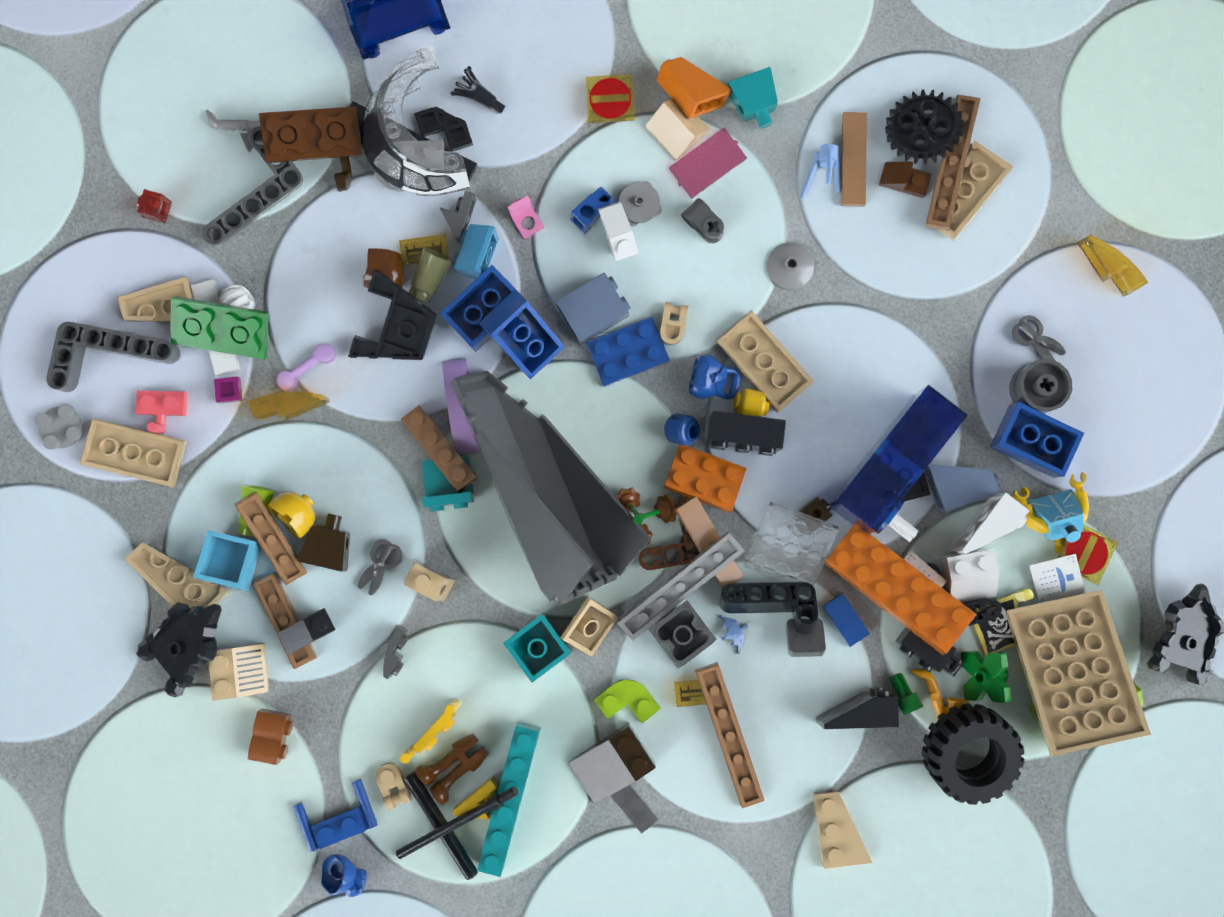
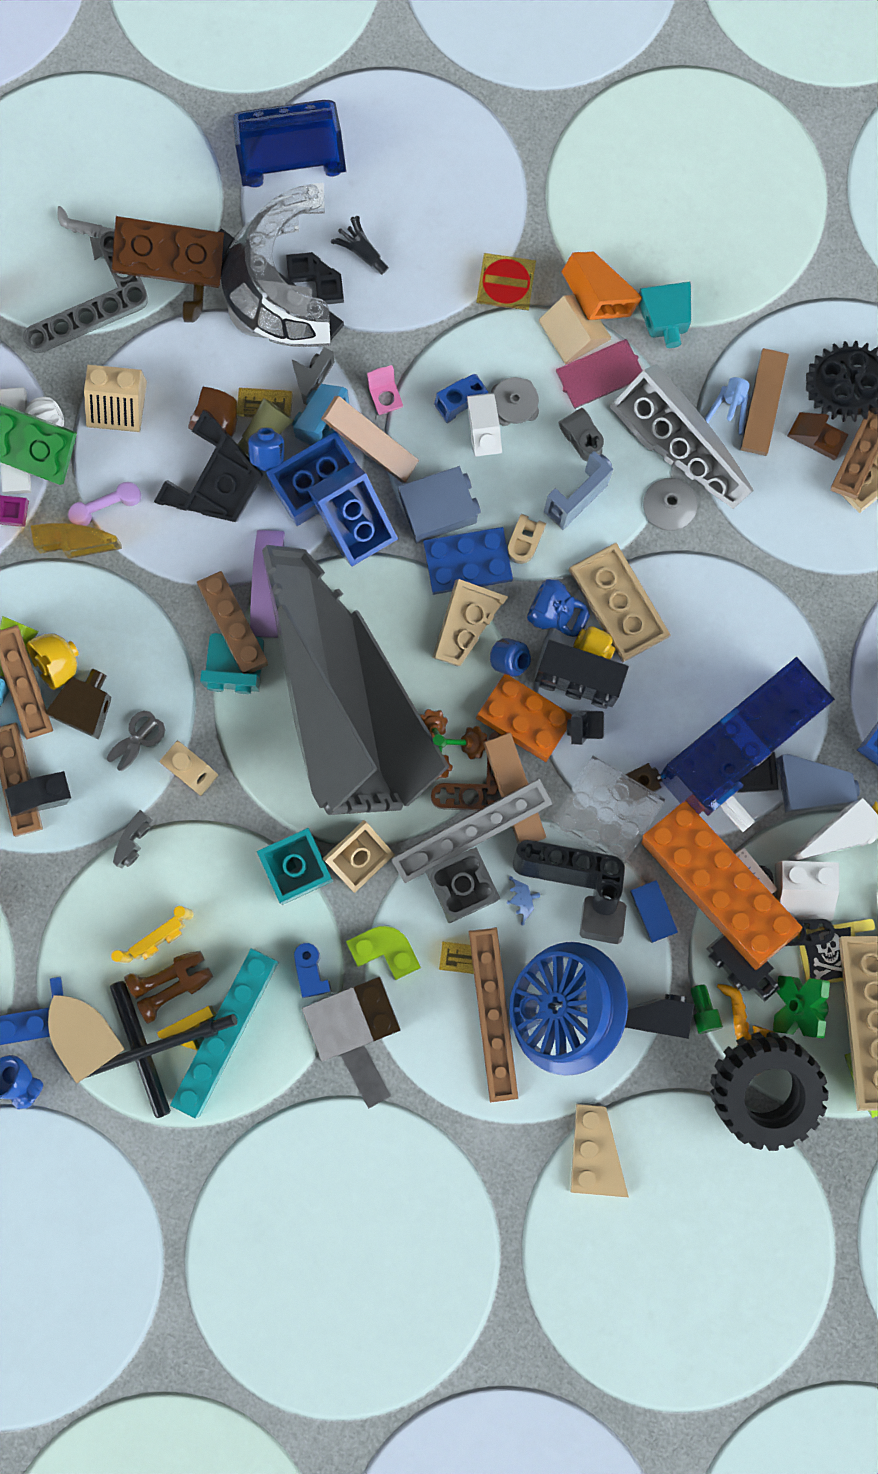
camera: 10 degrees right, 5 degrees down
(293, 272) = (114, 398): none -> tan slope
(388, 777) = (93, 981): tan plate -> none
(389, 827) = (81, 1036): none -> tan shield
(435, 293) = (266, 449): none -> blue head
(522, 265) = (369, 439): none -> tile
(568, 733) = (306, 962): none -> blue leg
(636, 404) = (465, 619): none -> tan wing
(701, 293) = (565, 510): none -> sand blue panel
(757, 474) = (585, 726): none -> black bracket
(781, 199) = (678, 432): none -> light grey wedge
(823, 711) = (604, 1001): none -> blue piece

